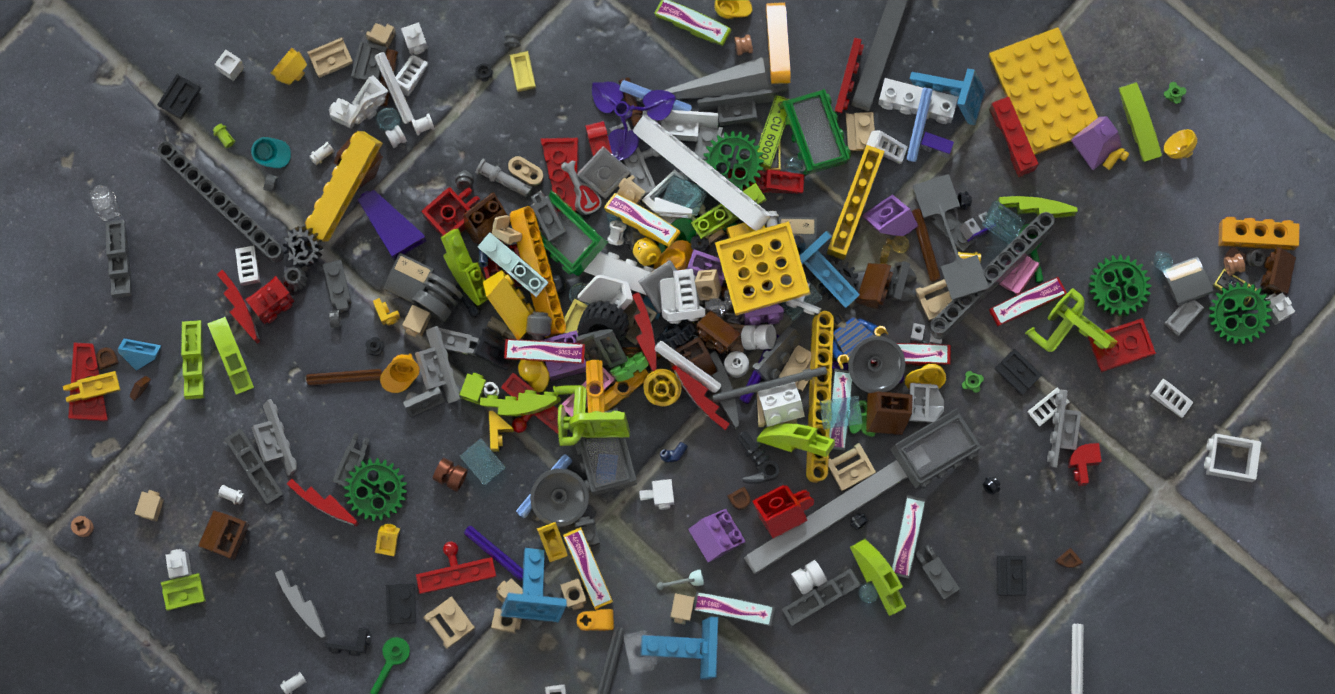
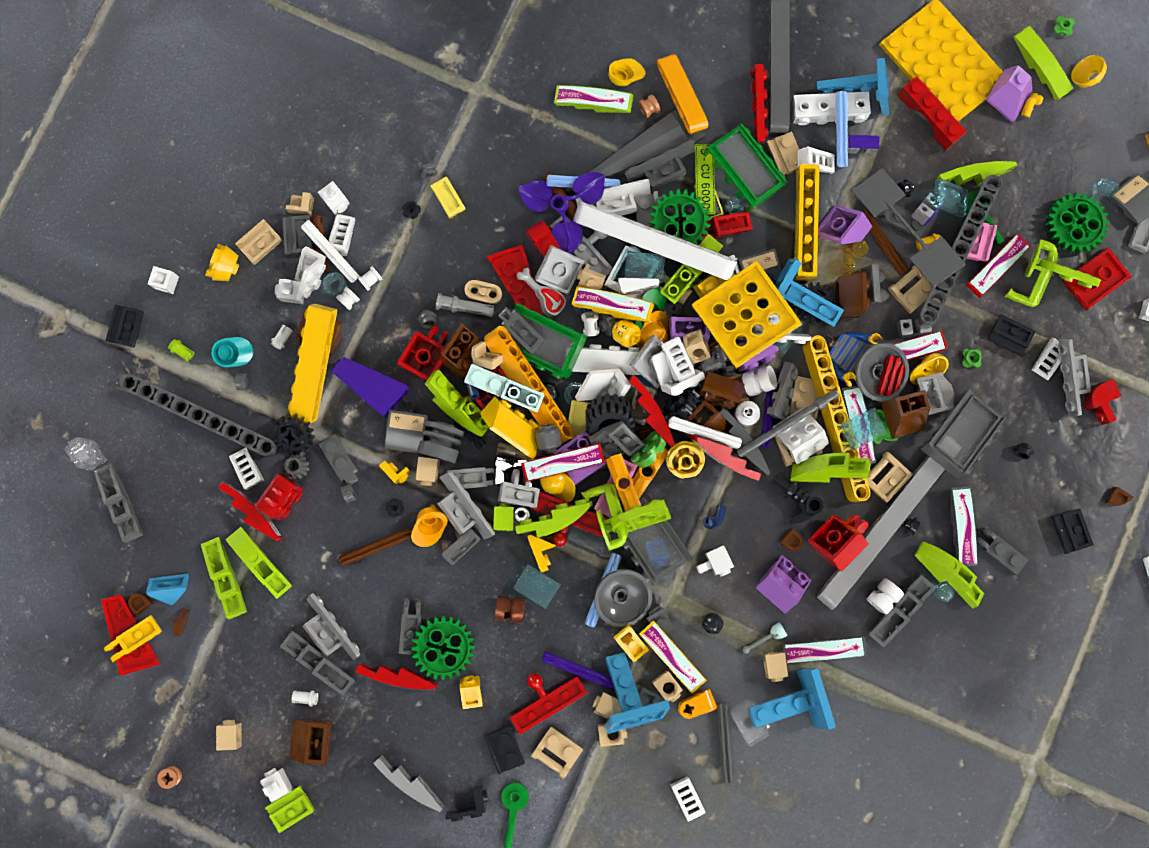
camera: 20 degrees left, 5 degrees up
(493, 368) = (518, 494): none -> light grey hinge
(636, 550) = (712, 623): none -> black piece
(880, 367) = (893, 377): none -> red tile

